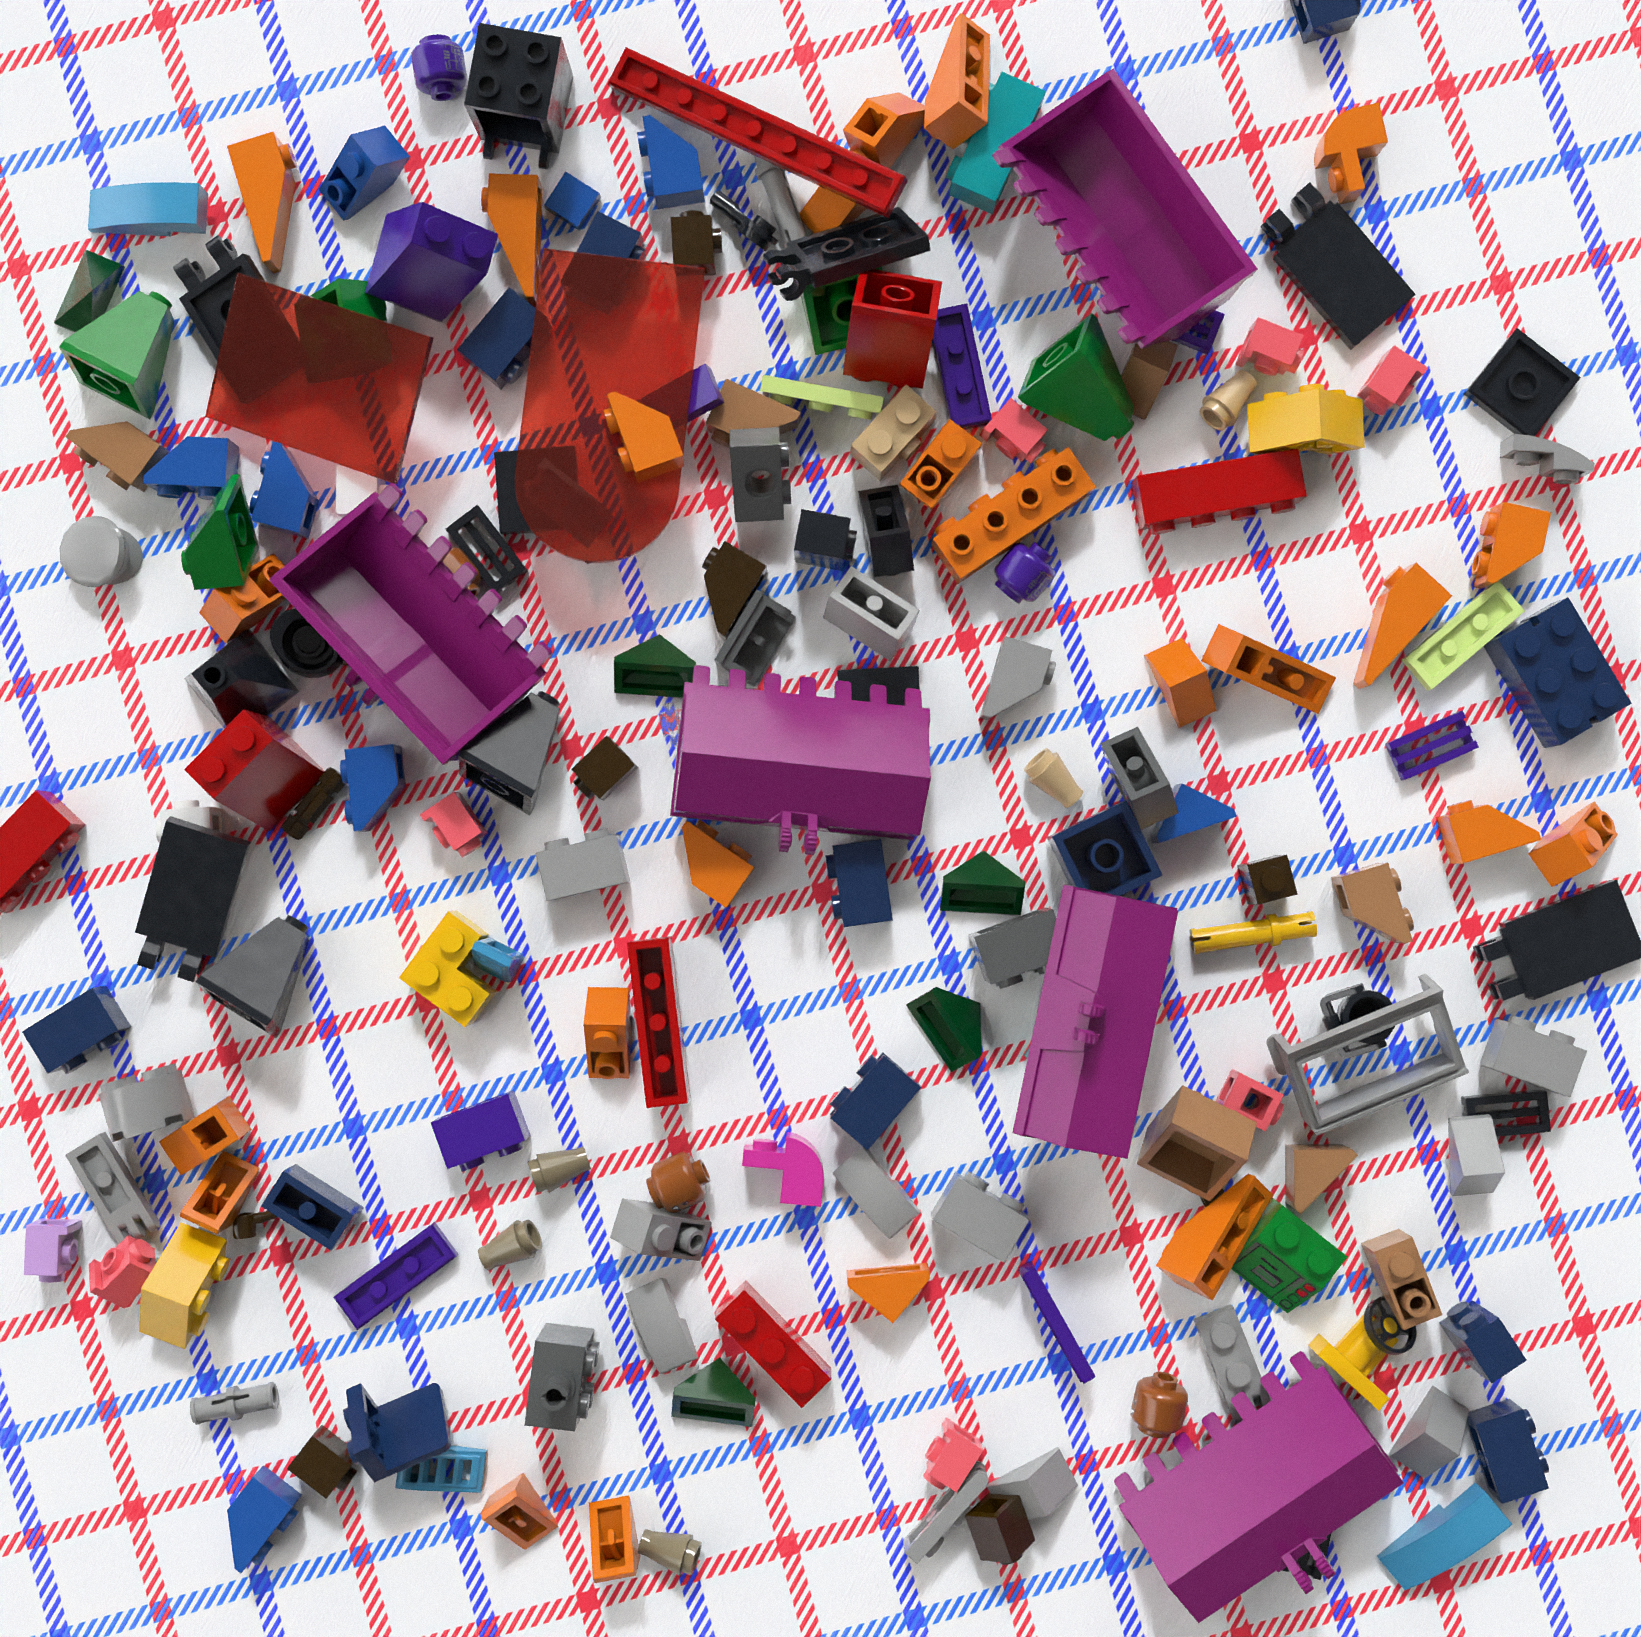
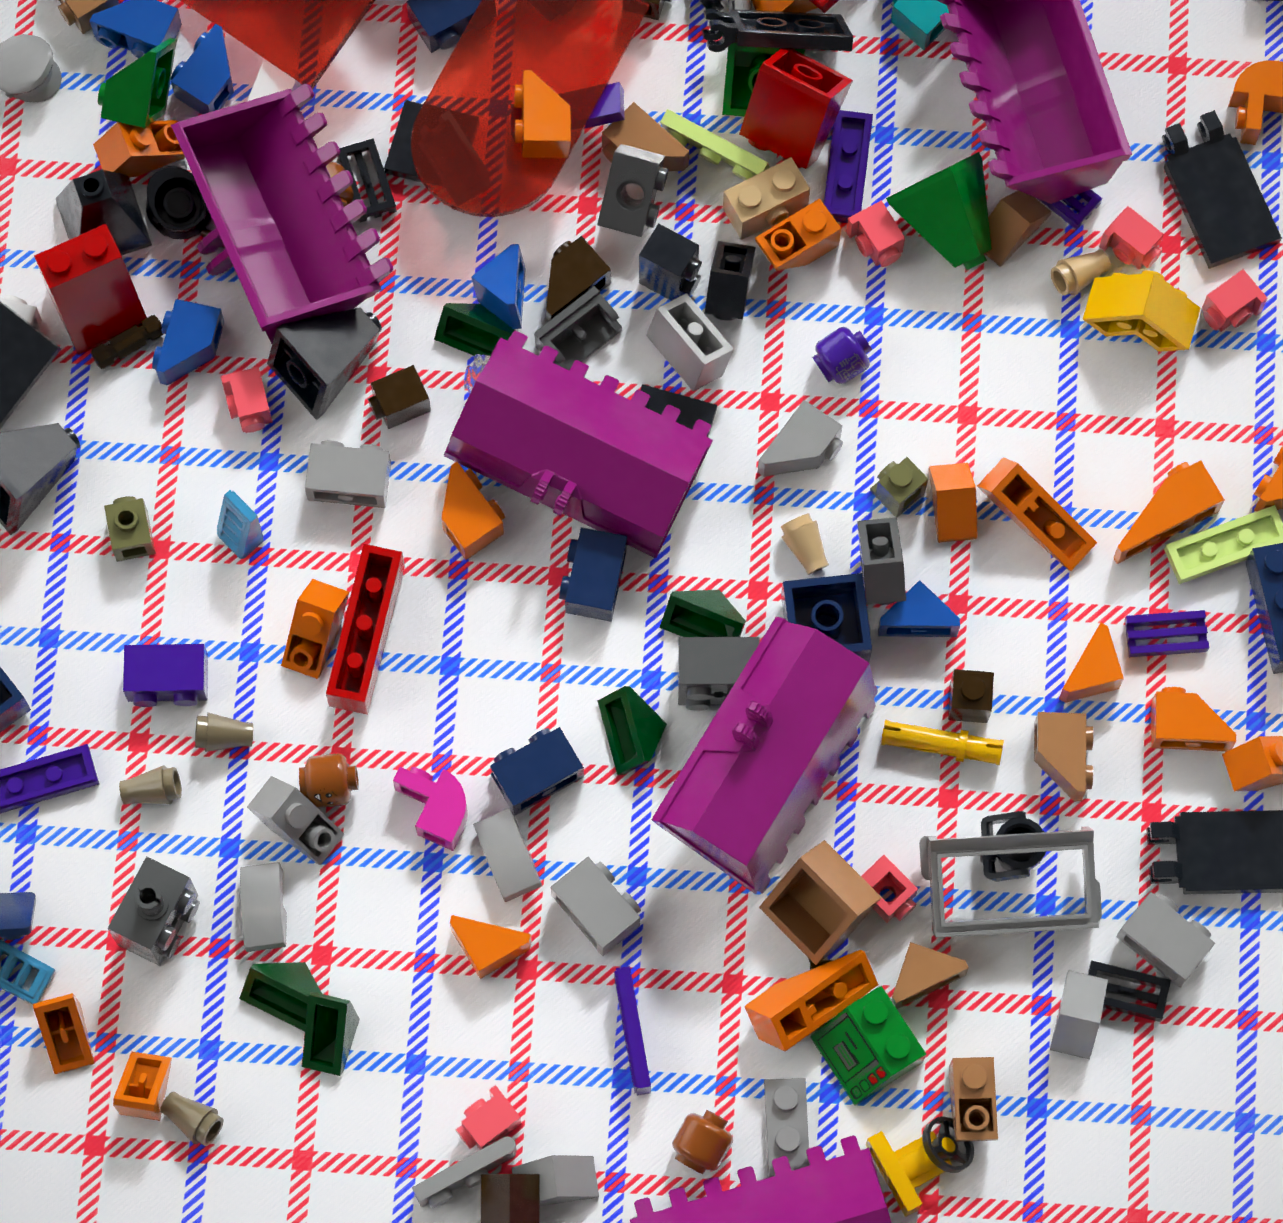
camera: 20 degrees right, 15 degrees down
(388, 996) = (129, 528): none -> olive brick
(441, 973) = (186, 520): yellow brick -> none
(664, 618) = (501, 286): none -> blue slope
(770, 1428) = (328, 1033): none -> dark green slope
(773, 1344) = (360, 956): red brick -> none
(1012, 514) = (853, 301): orange brick -> none
(1126, 688) = (900, 486): none -> olive brick
(1219, 490) = (1043, 344): red brick -> none
(1376, 807) = (1096, 670): none -> orange slope
(1482, 1340) = (1028, 1178): dark blue brick -> none

